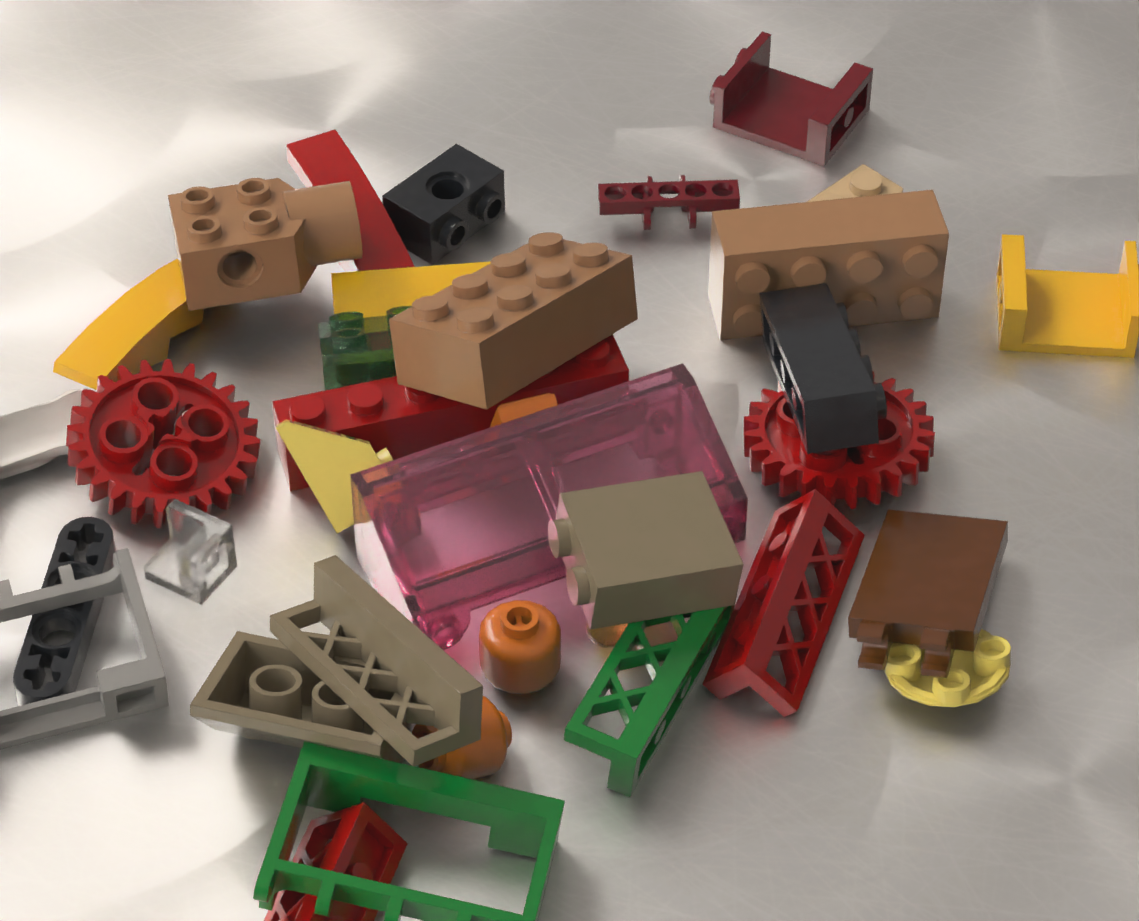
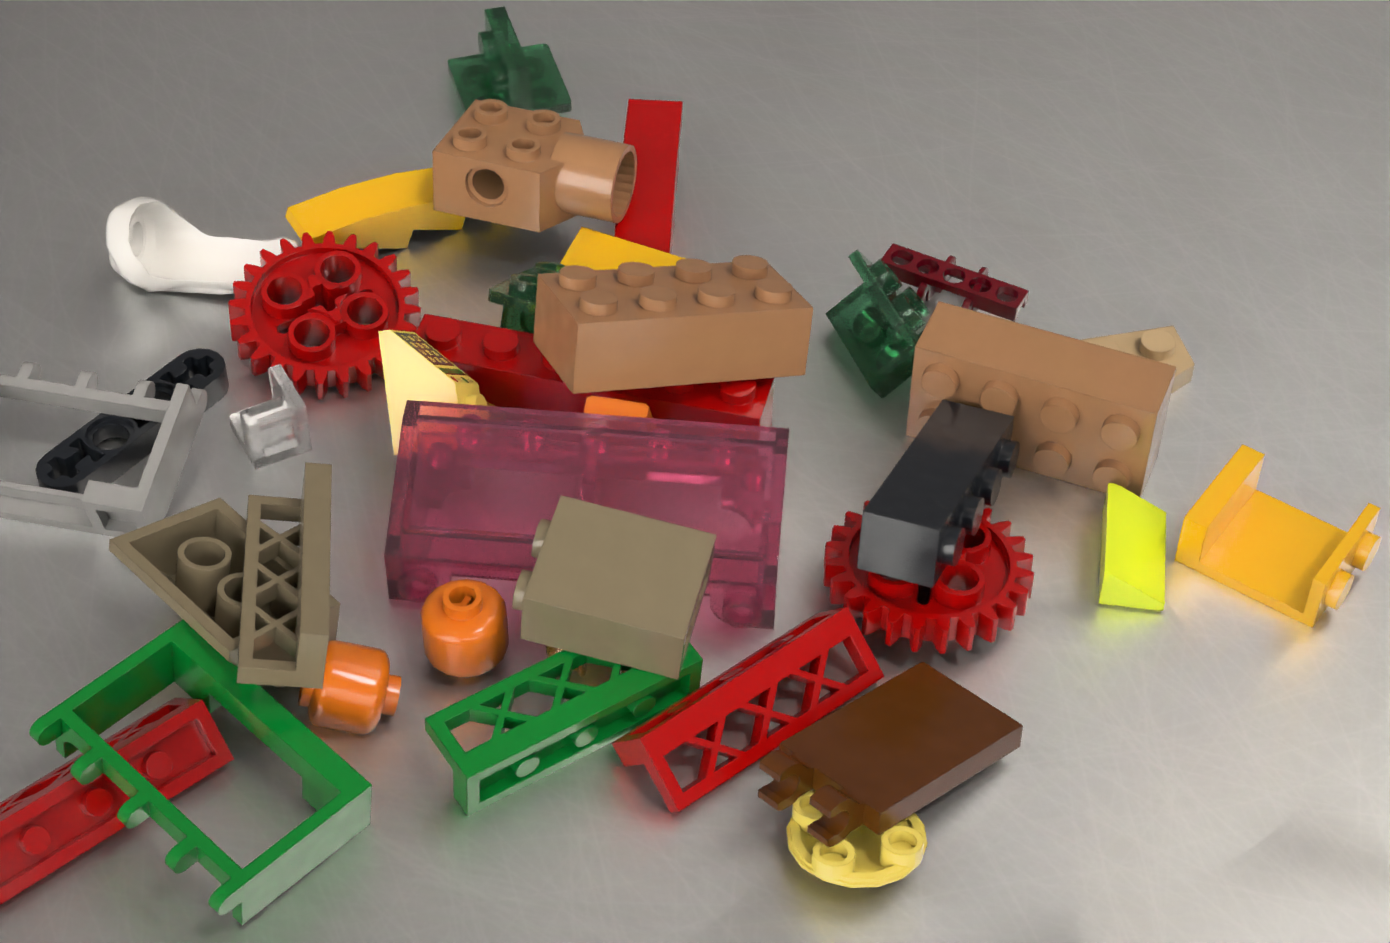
camera: 30 degrees right, 0 degrees up
(135, 168) = (508, 72): none -> clear green bracket
(446, 203) = (741, 207): black brick -> none
(664, 256) = (880, 325): none -> clear green bracket
(787, 109) = (1145, 246): dark red panel -> none
(967, 356) = (1132, 551): none -> neon yellow slope

